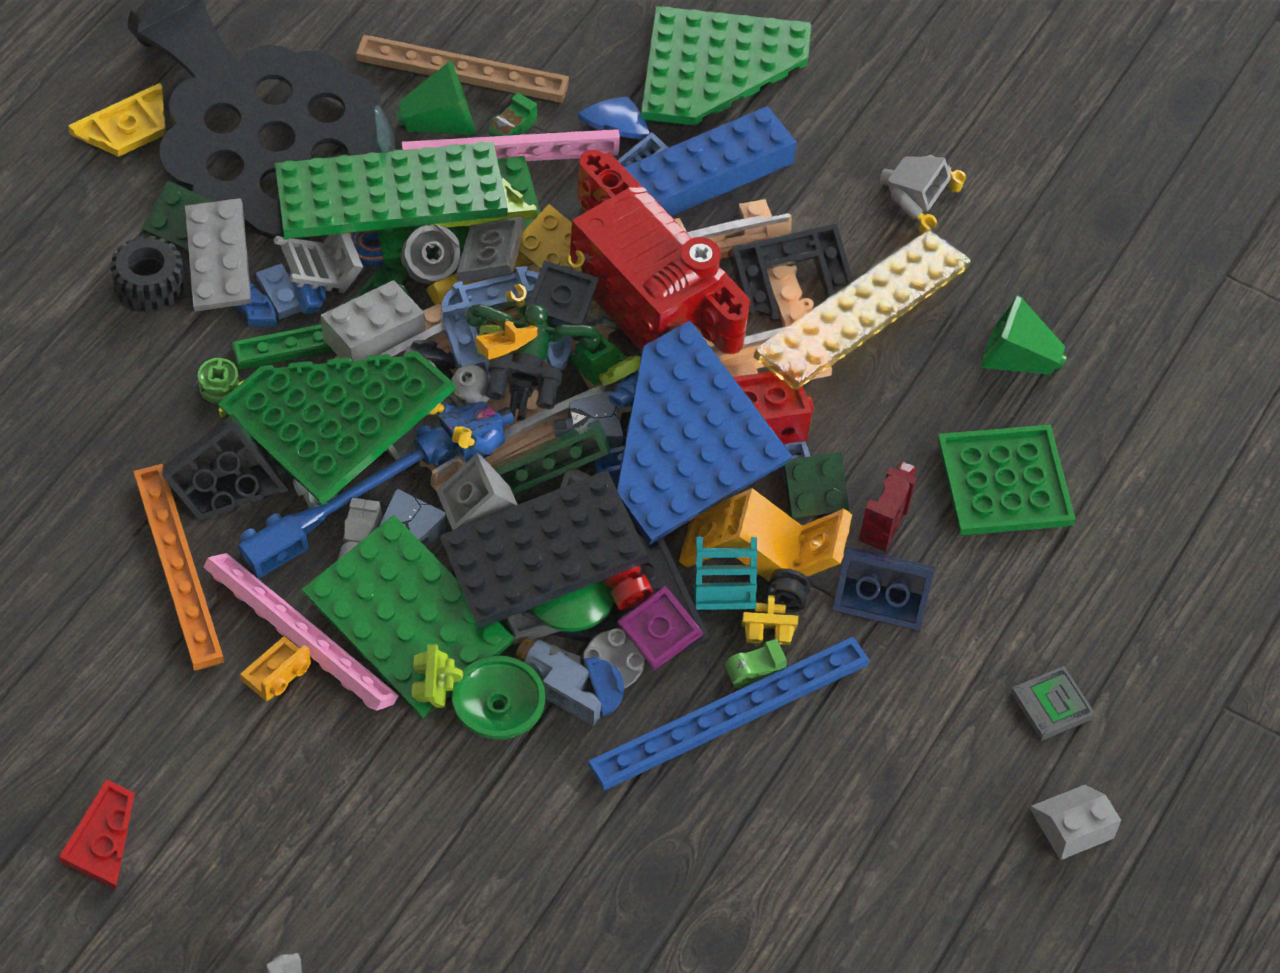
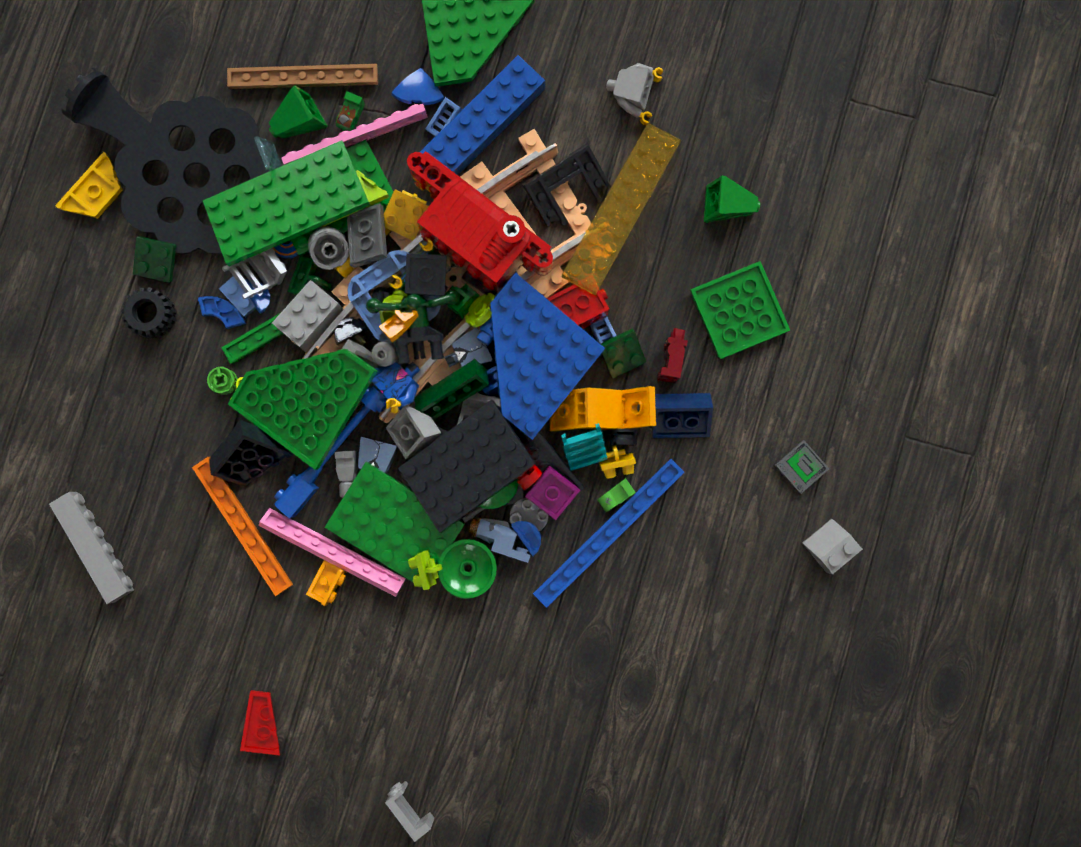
camera: 10 degrees left, 30 degrees up
(218, 254) = (189, 286): light grey plate -> none

